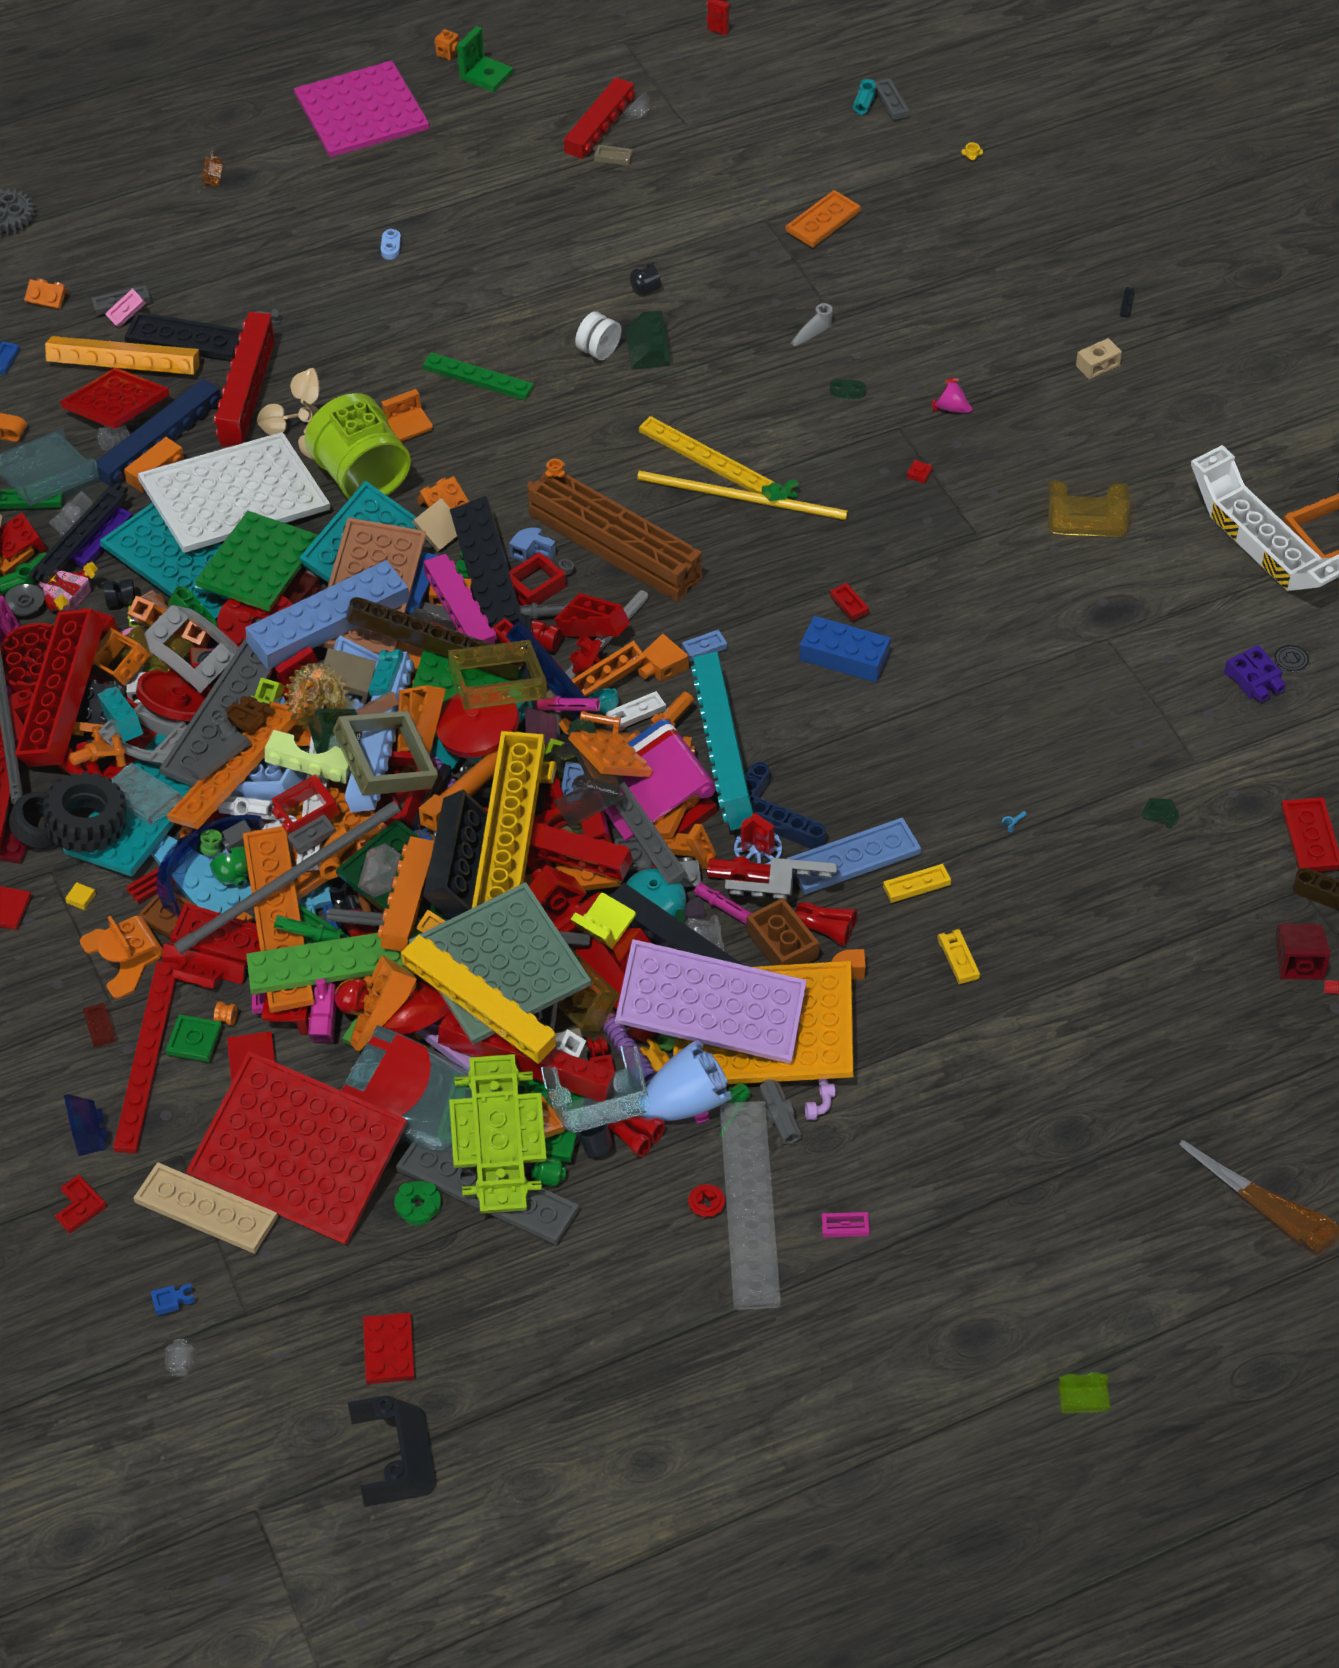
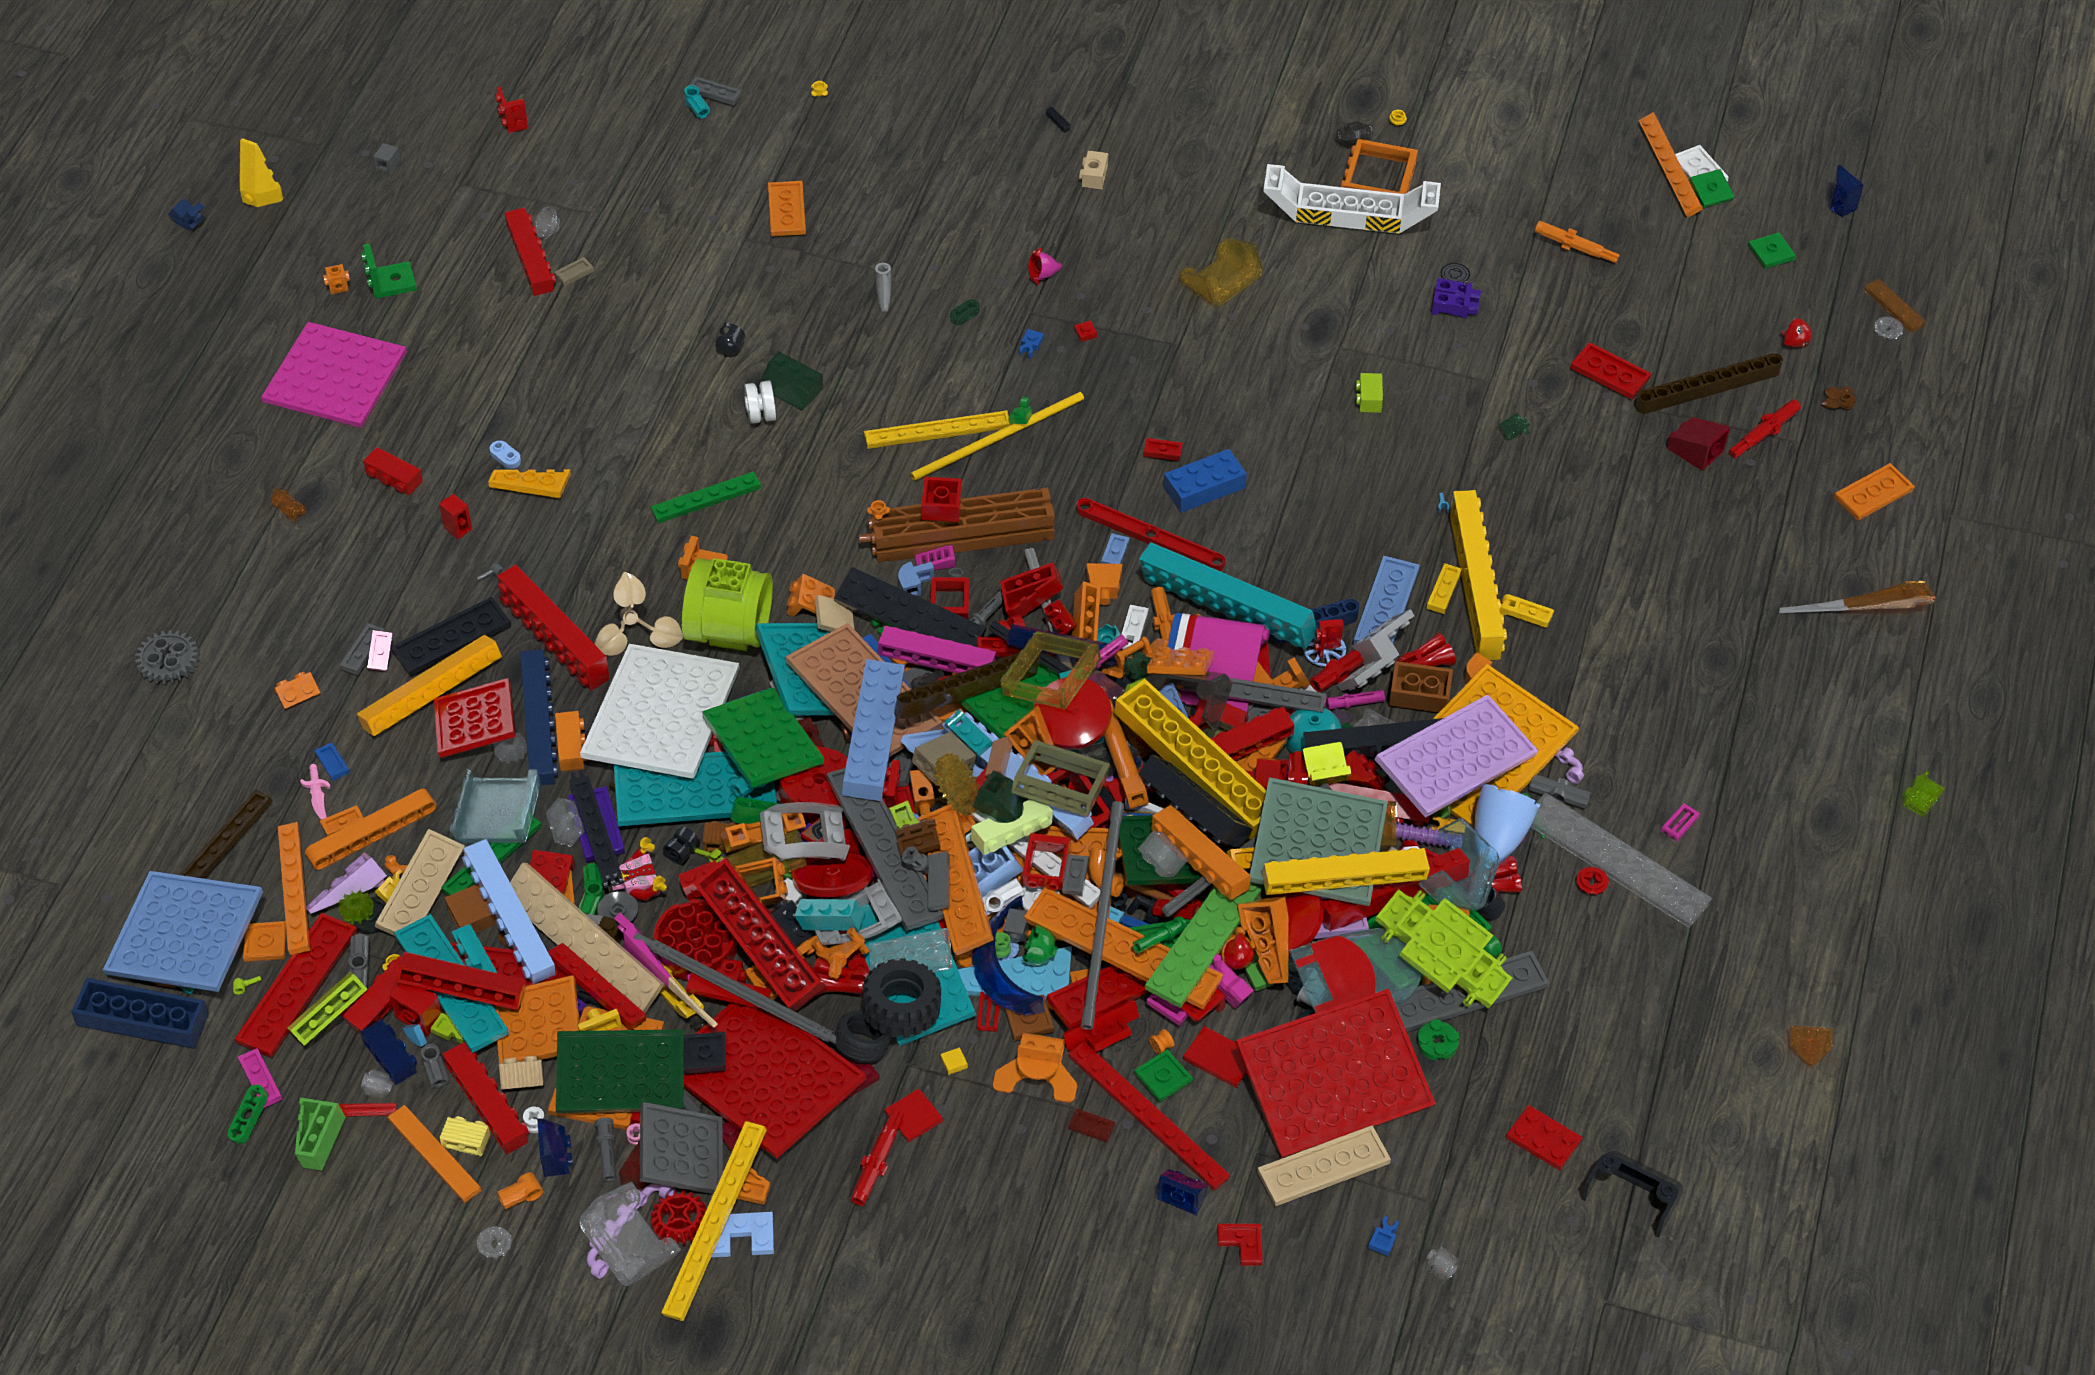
camera: 50 degrees left, 0 degrees up
(291, 256) = (455, 516): none -> red brick
(301, 199) = (392, 471): none -> red brick
(379, 275) = (532, 482): none -> light orange wing
(576, 555) = (943, 563): none -> dark pink slope
(603, 494) = (941, 499): none -> red brick
(691, 1486) = (1811, 1043): none -> clear orange plate
(754, 666) = (1138, 530): none -> red beam
(867, 447) = (1030, 341): none -> blue plate
(949, 892) = (1477, 575): none -> yellow brick
(1076, 689) = (1370, 392): none -> lime brick

